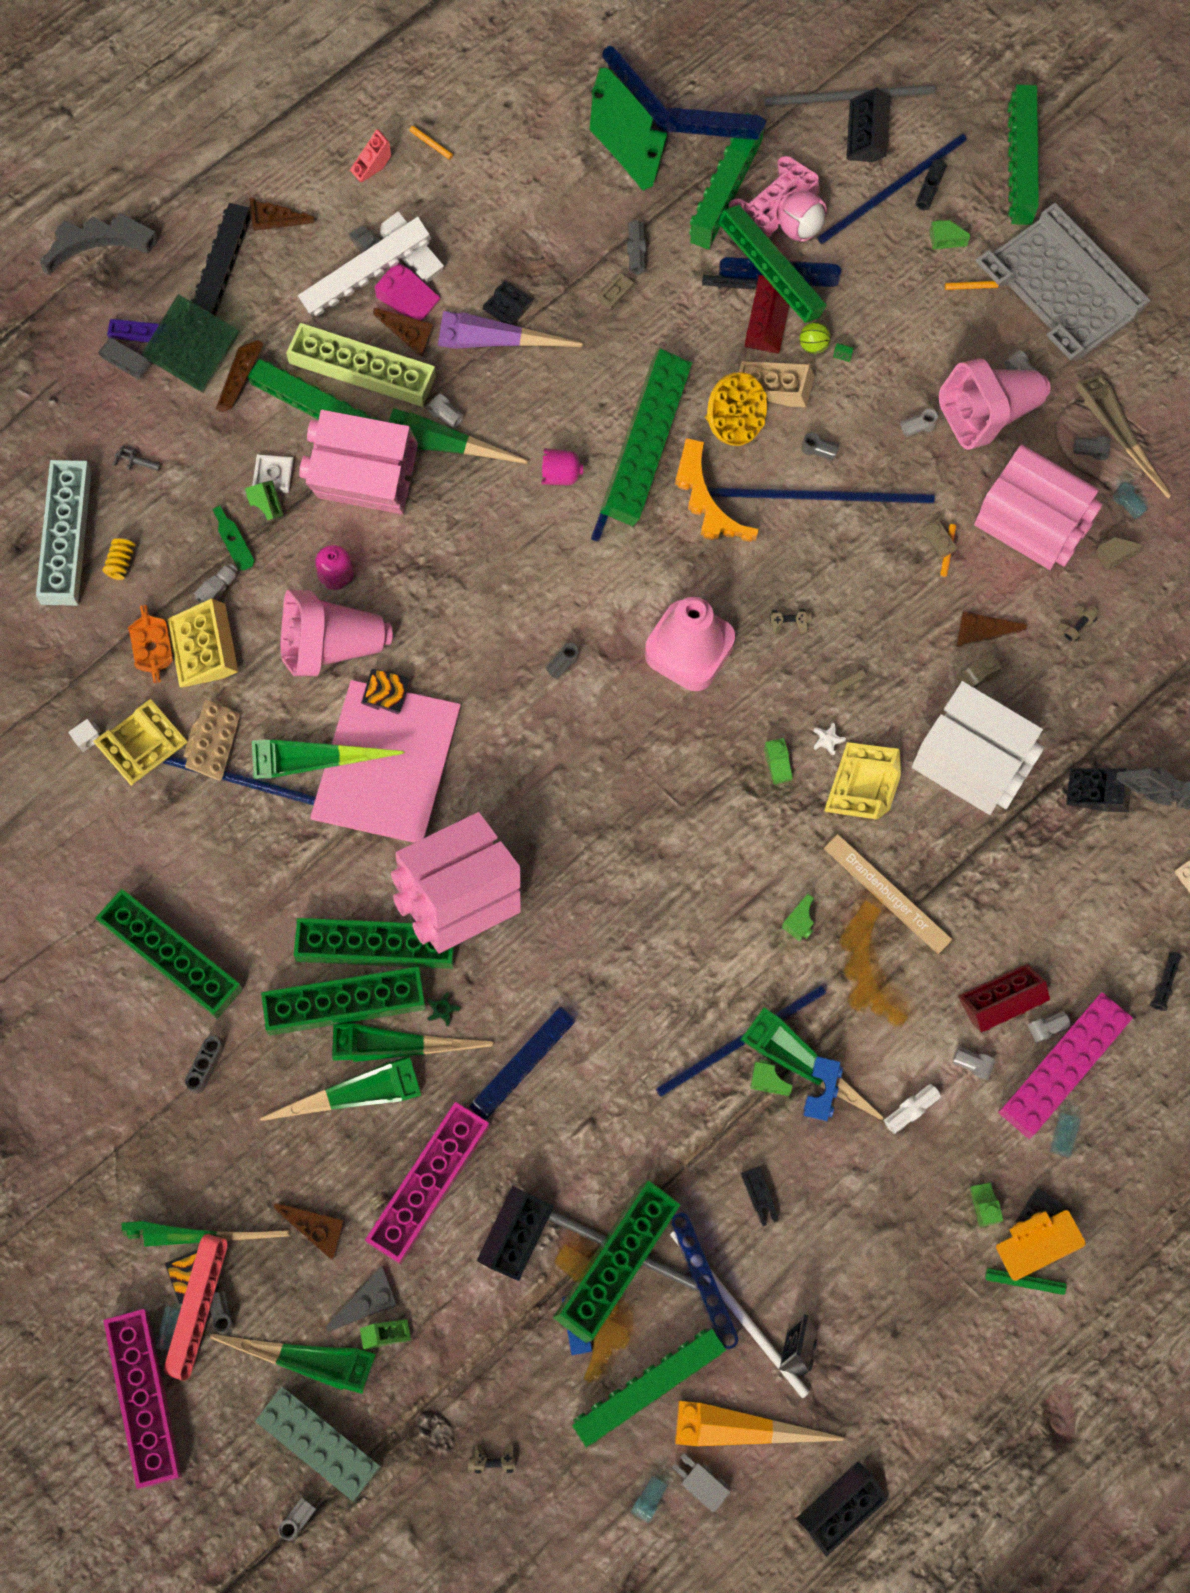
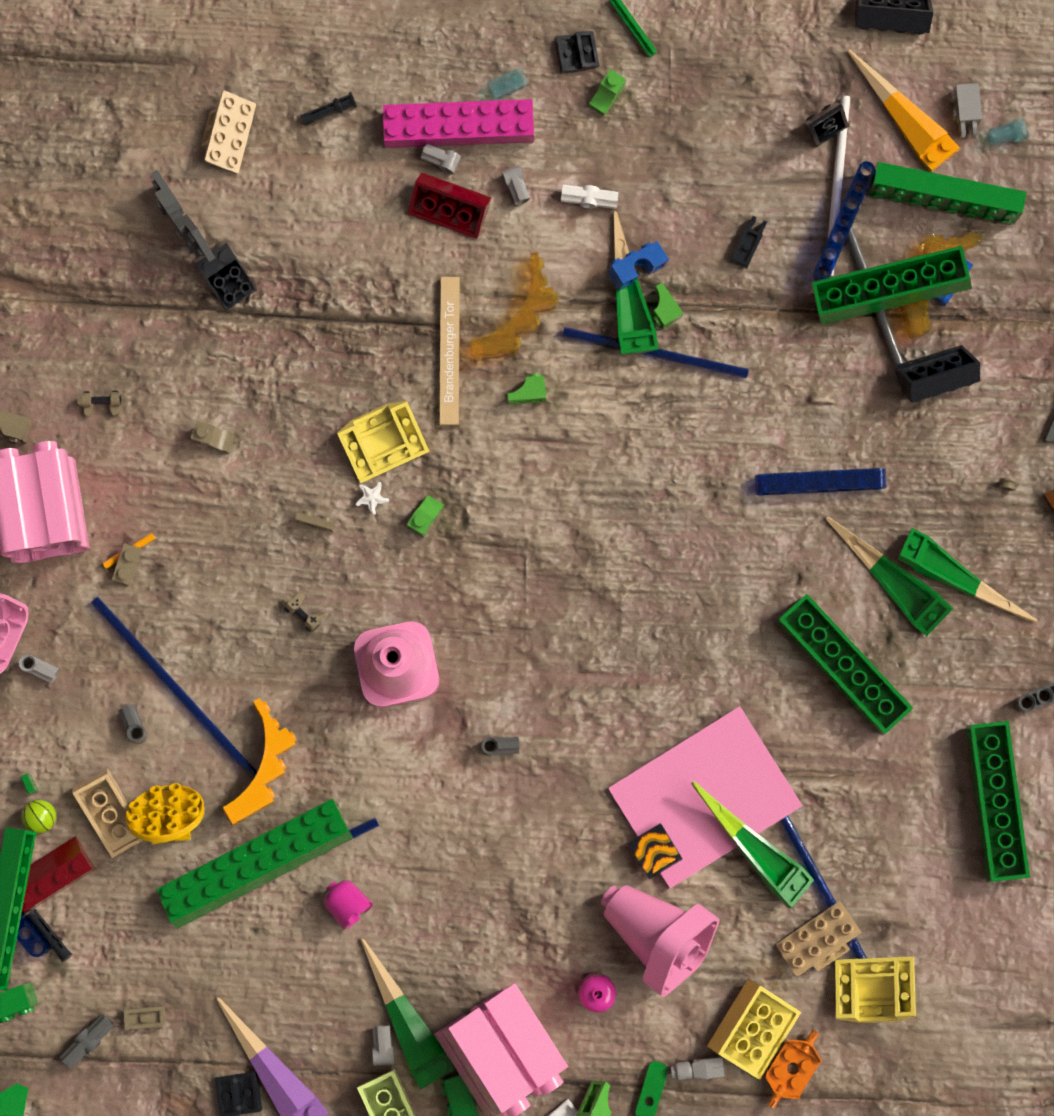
camera: 135 degrees left, 10 degrees up
(85, 734) = (908, 1039): white brick -> none
(343, 1001) = (905, 644): green brick -> none
(427, 1183) = (964, 462): dark pink brick -> none
(442, 1009) = (839, 574): dark green animal -> none
(456, 883) = (756, 638): bright pink brick -> none
(979, 627) = (173, 470): reddish brown wing -> none
(979, 750) = (284, 374): white brick -> none
(1039, 1243) = (601, 33): light orange bracket -> none

